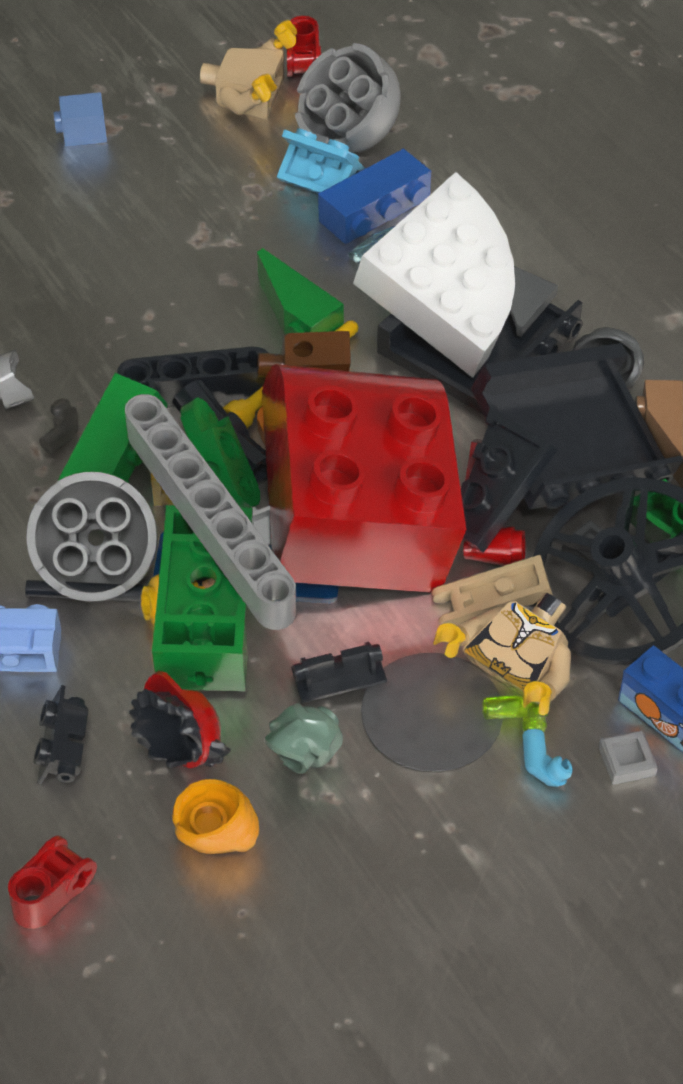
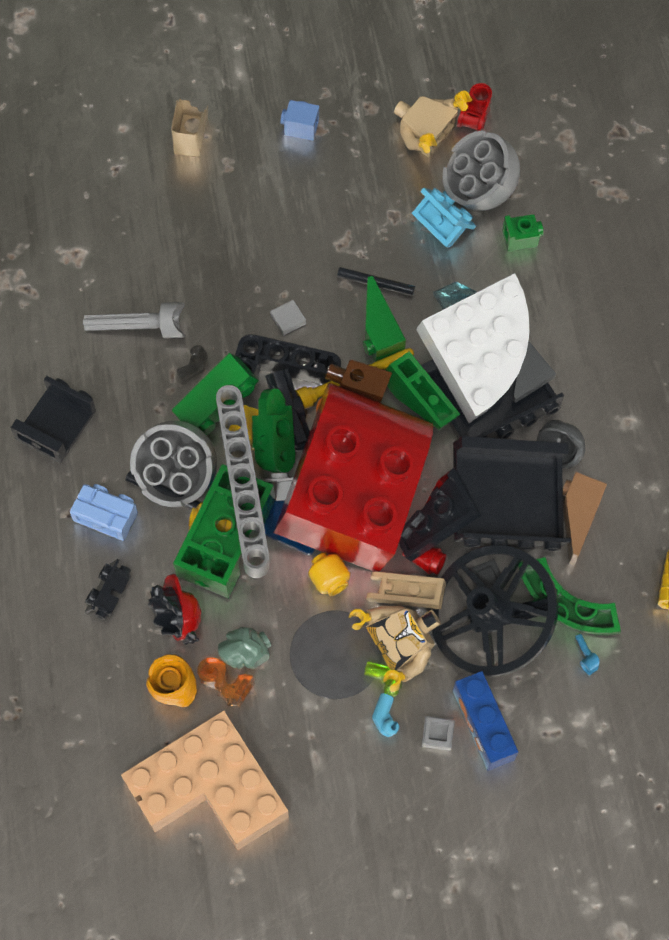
camera: 20 degrees right, 15 degrees up
(52, 874) = (65, 681): red piece -> none
(167, 335) = (288, 317): none -> light grey tile
(250, 264) = (381, 282): none -> black bar
(273, 794) = (214, 675): none -> clear orange leg
(327, 913) = (209, 767): none -> light nougat piece
(339, 674) = (288, 609): black hinge -> none
(374, 196) = (469, 253): blue brick -> none
(376, 609) = (329, 574): none -> yellow head
(388, 352) = (419, 392): none -> green slope
(434, 152) = (521, 232): none -> green brick

